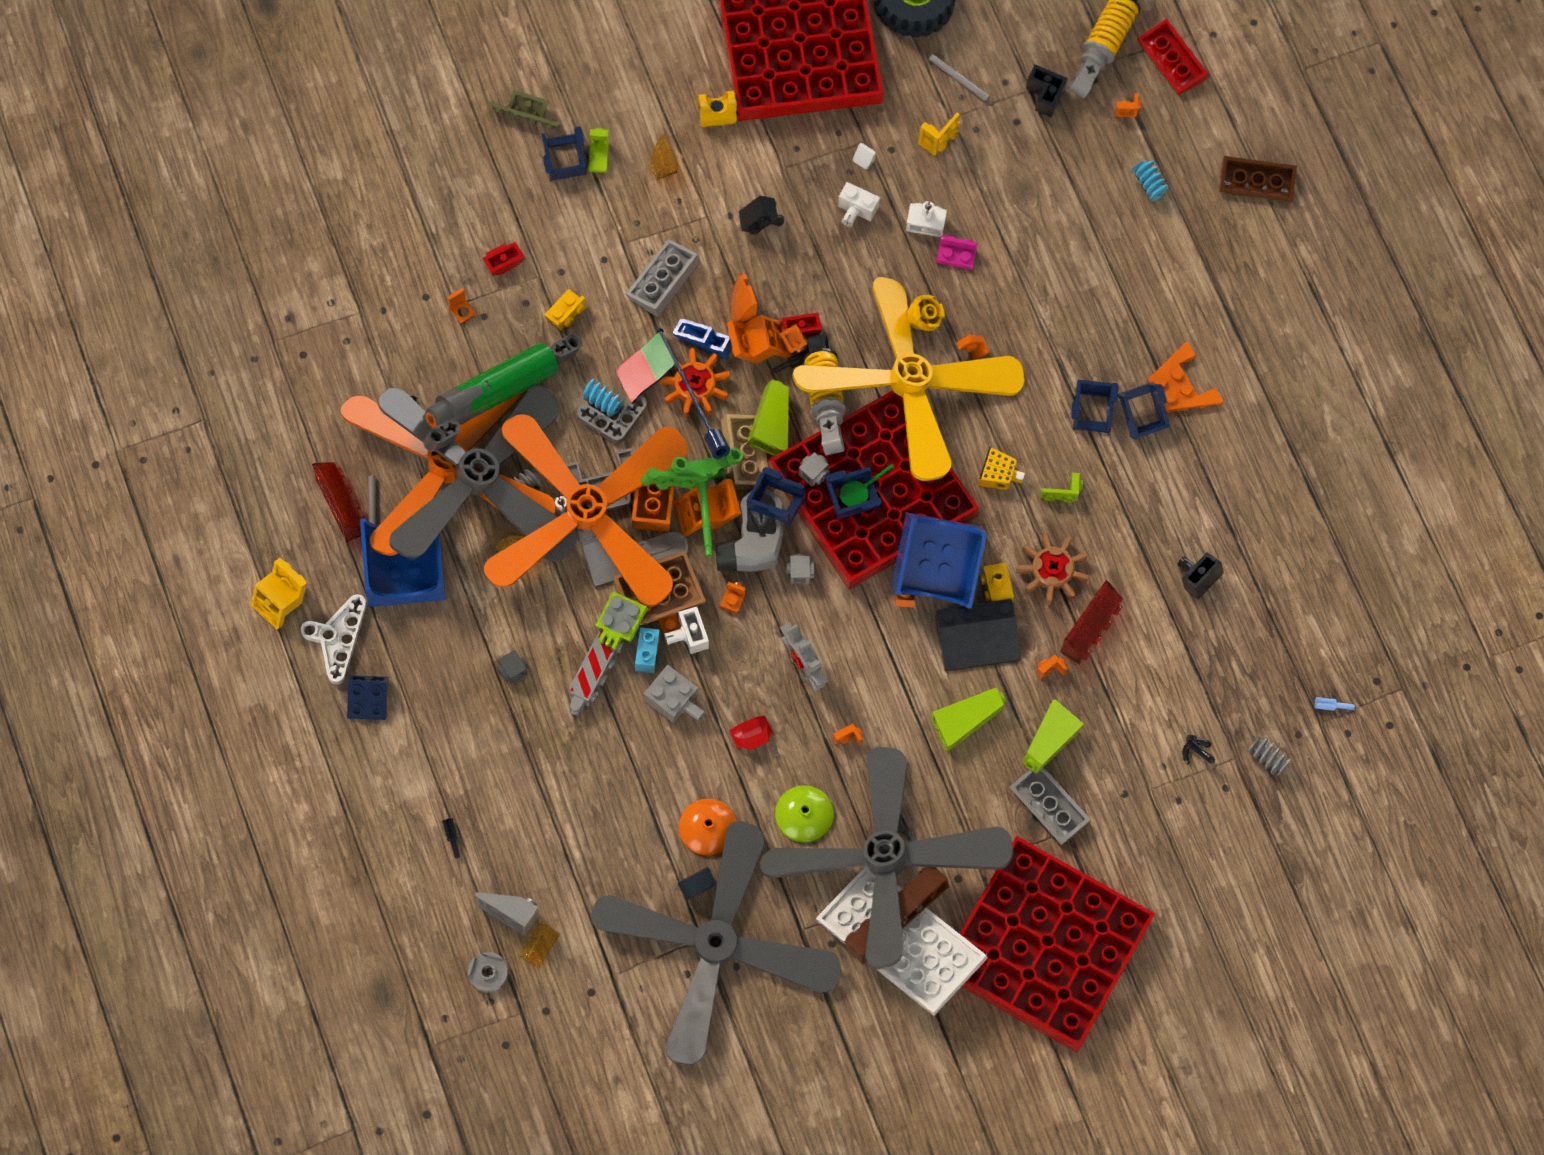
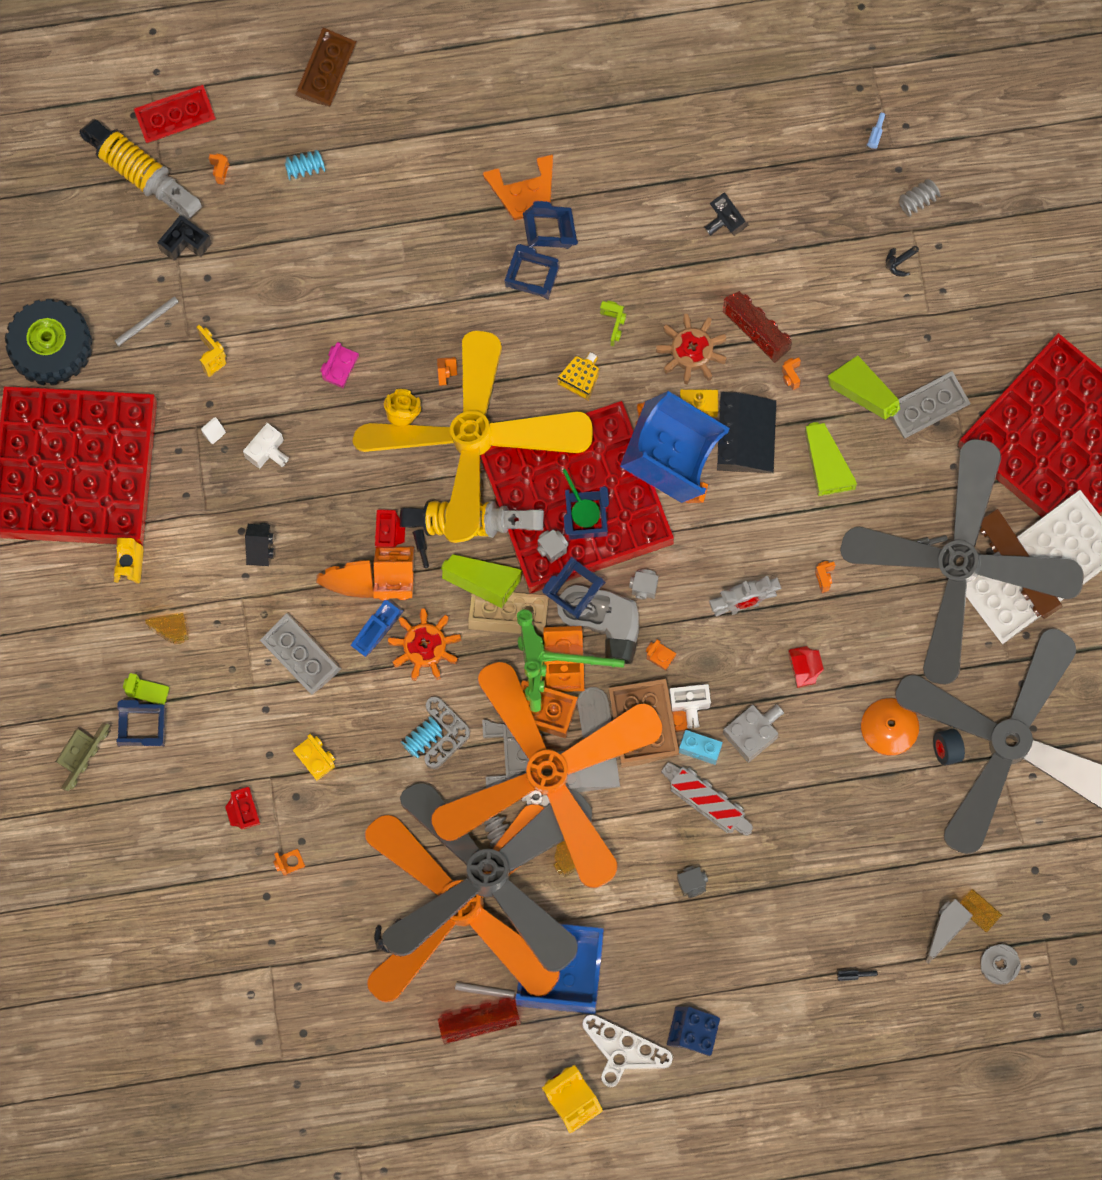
camera: 70 degrees left, 5 degrees up
(494, 388) = (400, 840): piece -> none
(620, 620) = (669, 764): piece -> none
(649, 367) = (399, 686): flag -> none
(794, 339) = (401, 538): orange bracket -> none
(804, 826) = (889, 645): lime dish -> none
(926, 219) = (297, 386): white brick -> none

